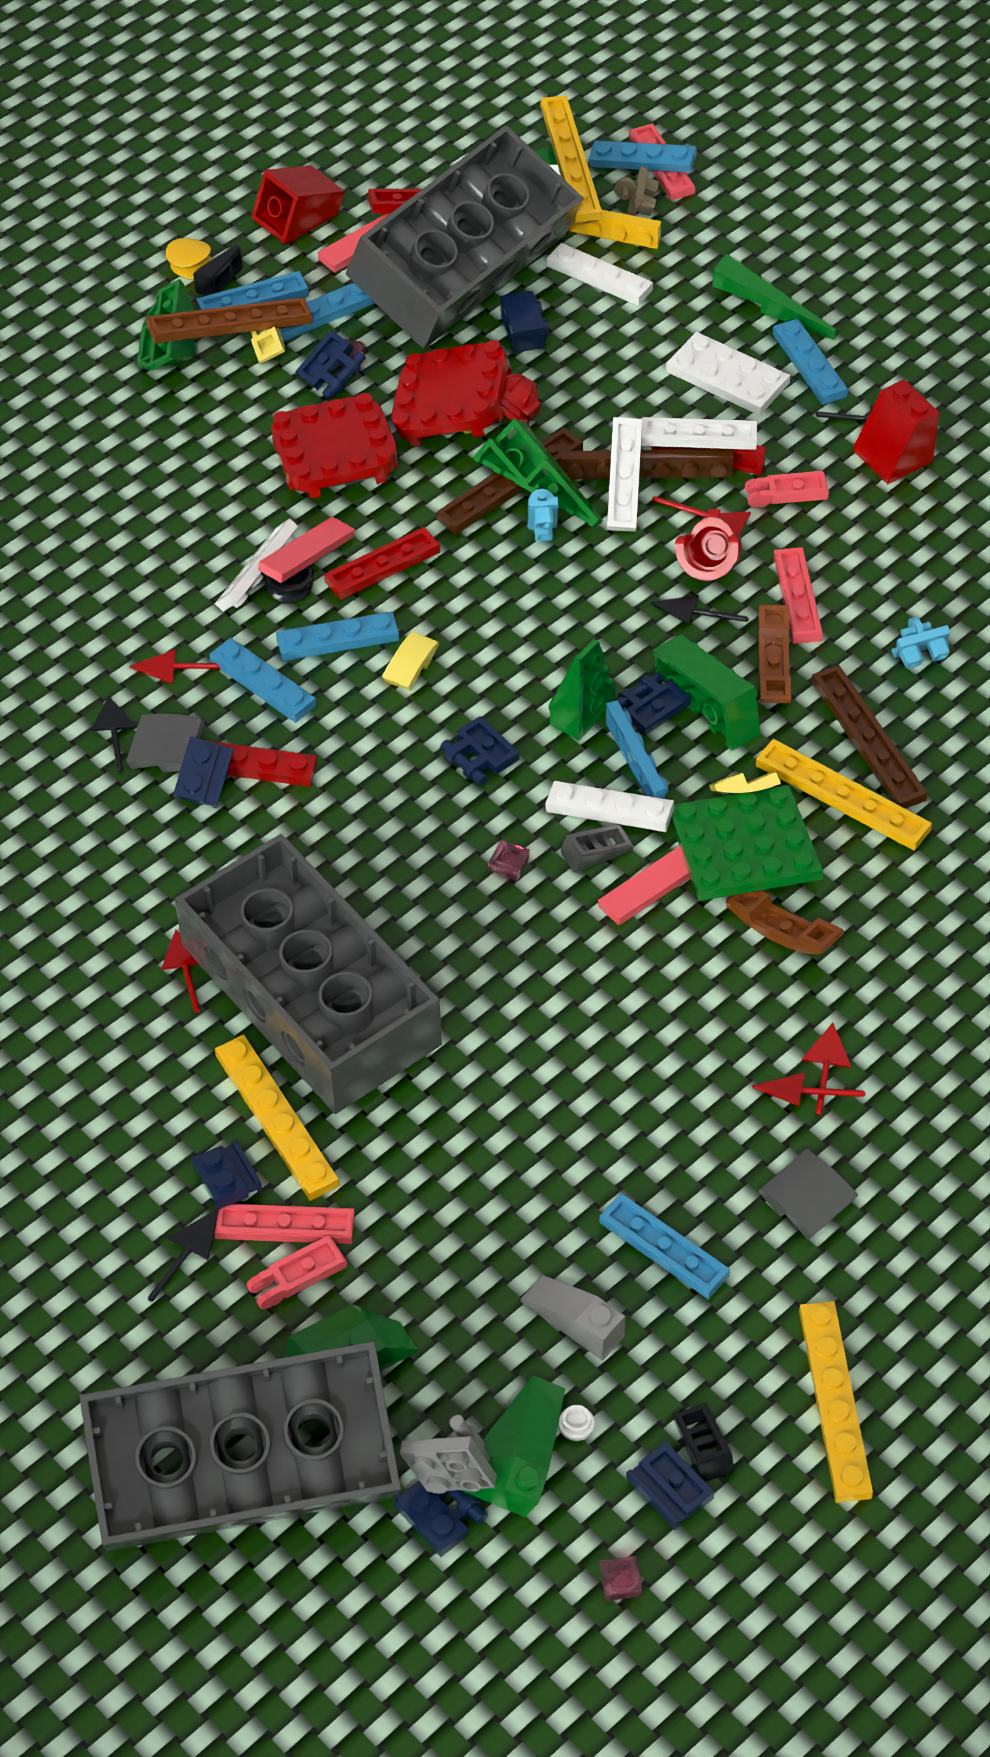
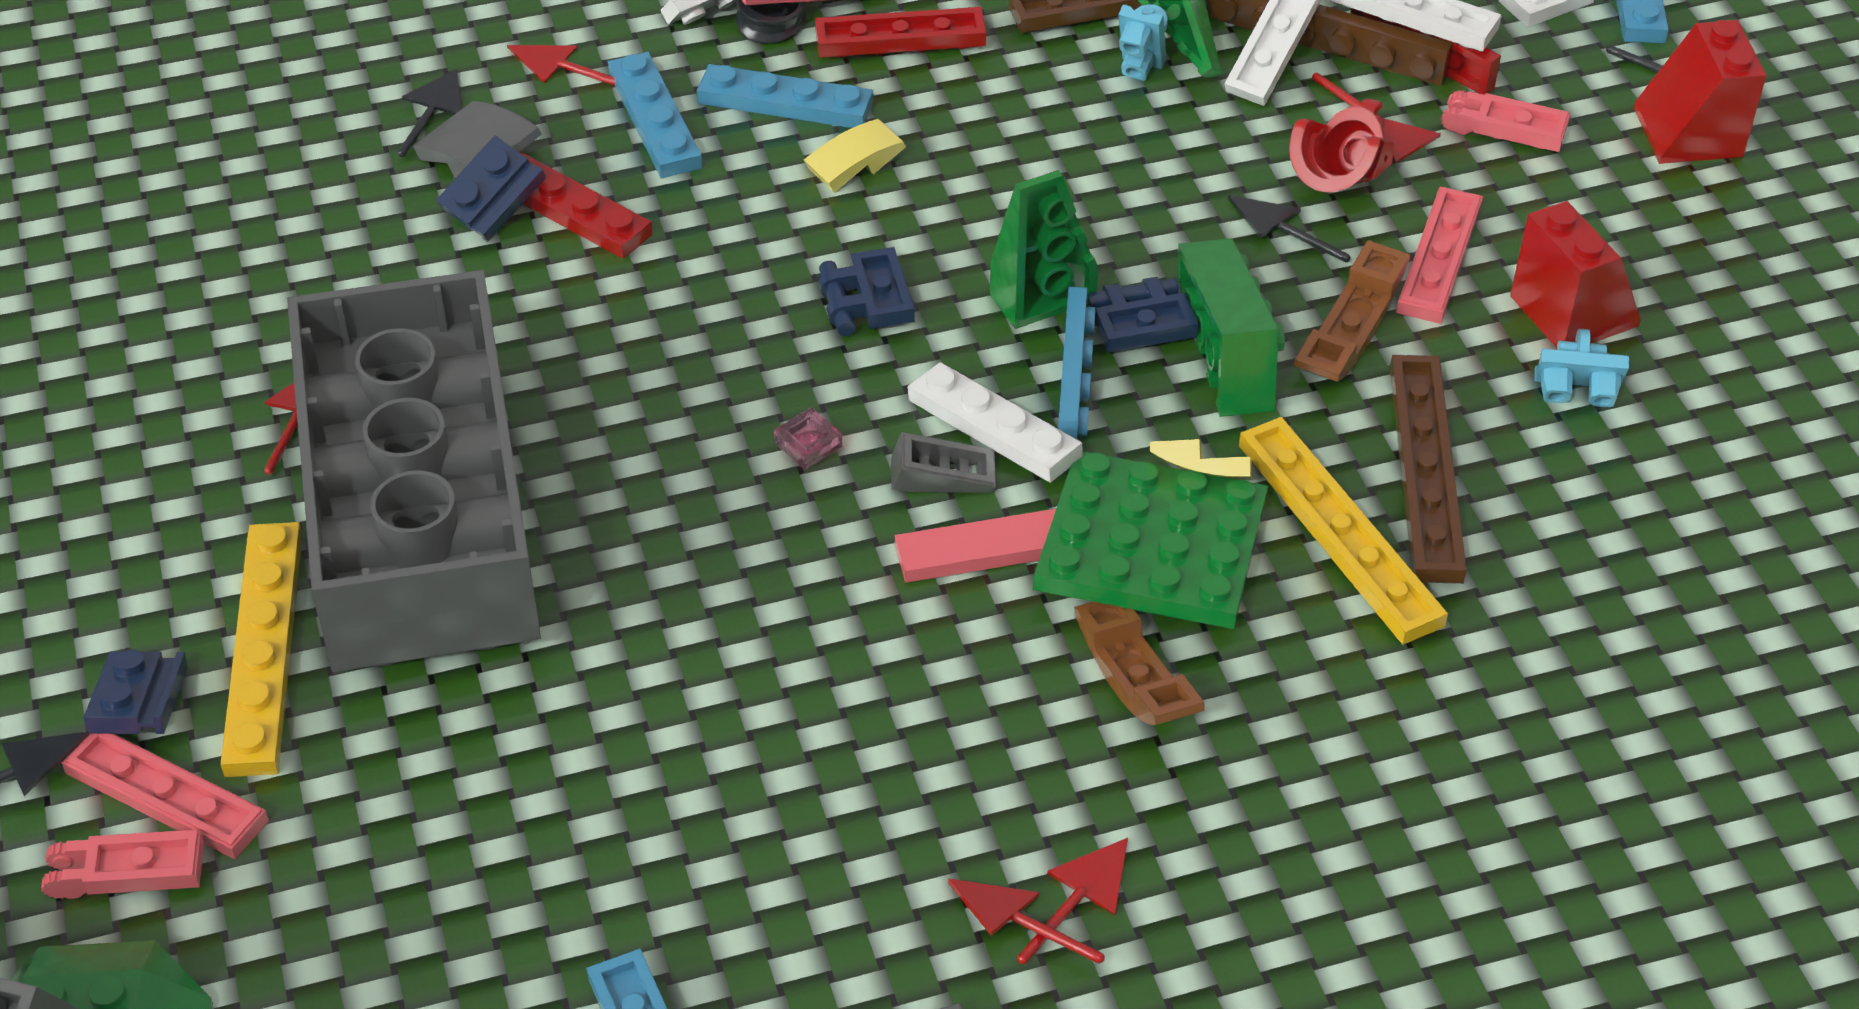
camera: 25 degrees right, 5 degrees down
(889, 587) = (1571, 278): none -> red slope

